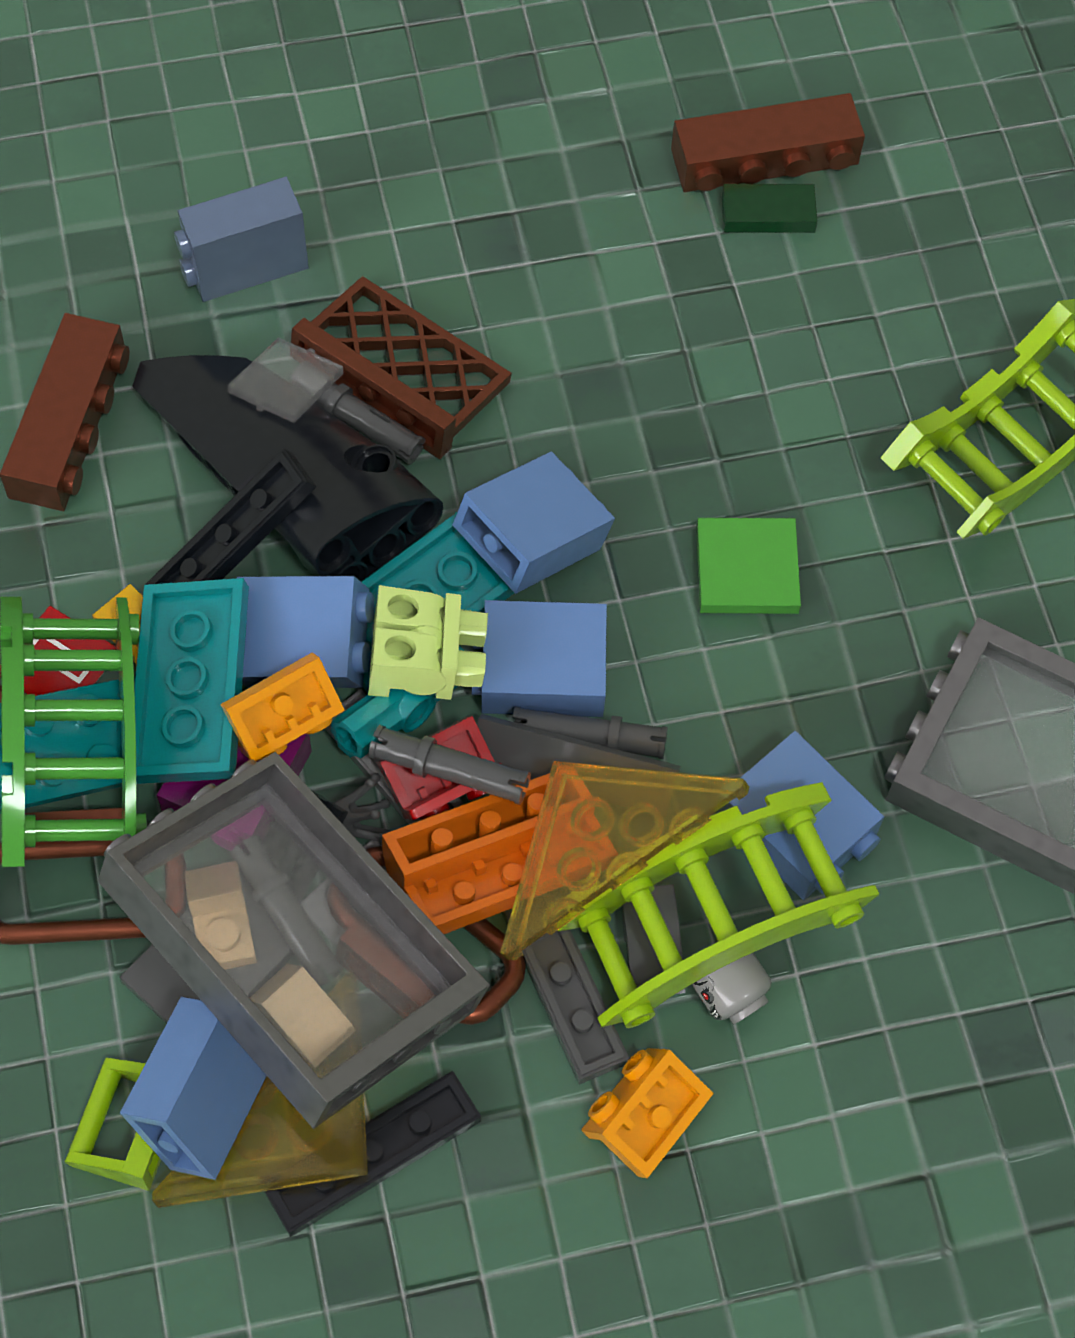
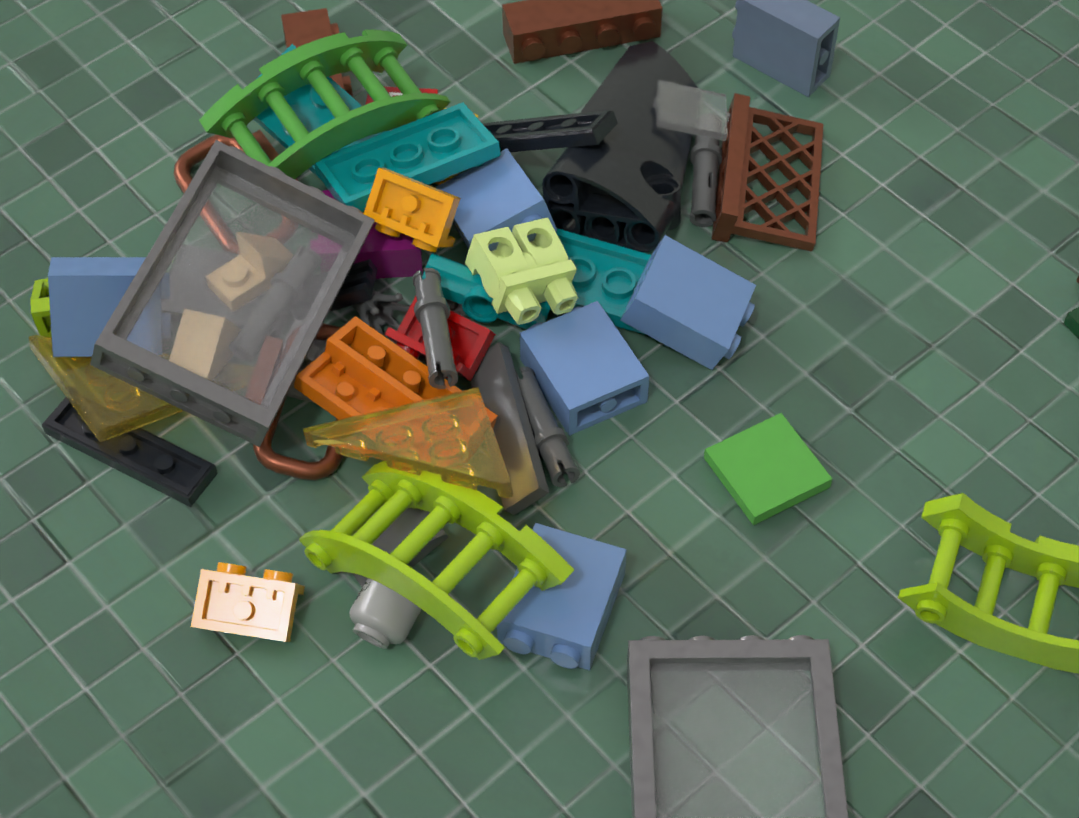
camera: 65 degrees right, 10 degrees down
(573, 1004) = (317, 510): dark grey tile -> none

